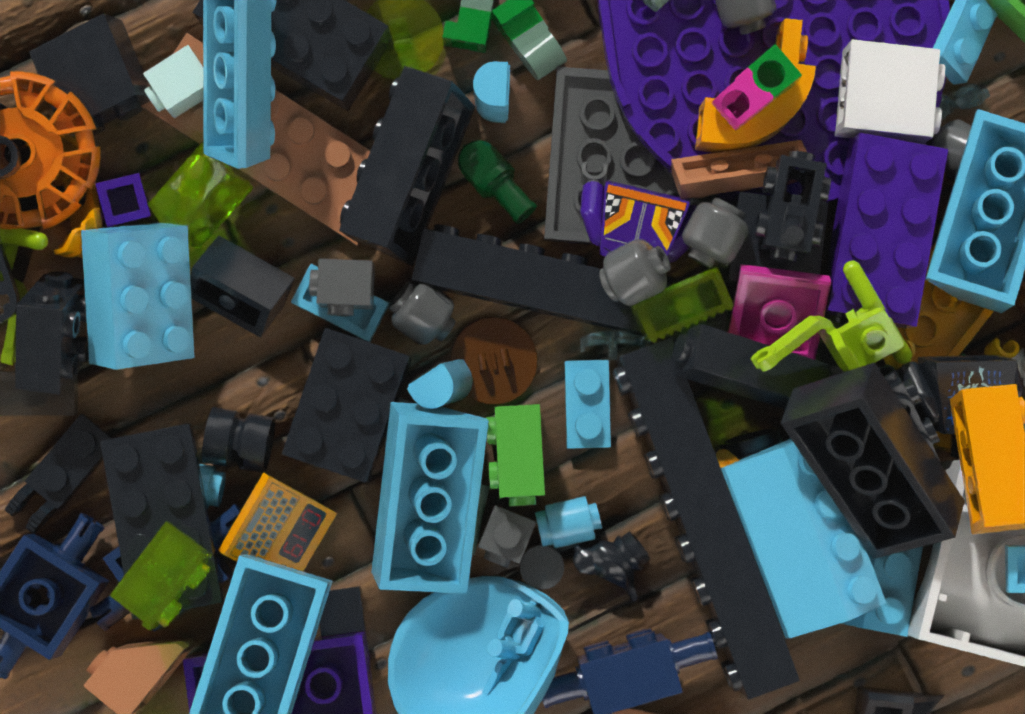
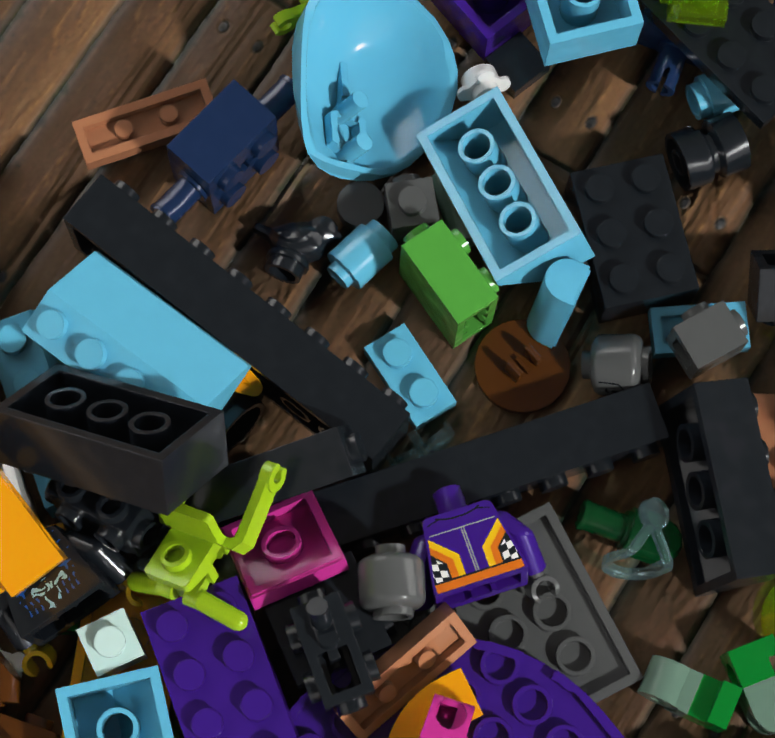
camera: 145 degrees right, 10 degrees down
(278, 525) = (620, 93): tile -> none
(383, 606) = (480, 80): none -> white plate
(474, 175) = (653, 516): none -> clear light blue piece
(492, 91) = (689, 606): medium azure brick -> none
(634, 272) = (446, 493): dark grey head -> none
(682, 305) = (381, 497): clear neon green brick -> none
(946, 321) = (111, 643): none -> light aqua brick

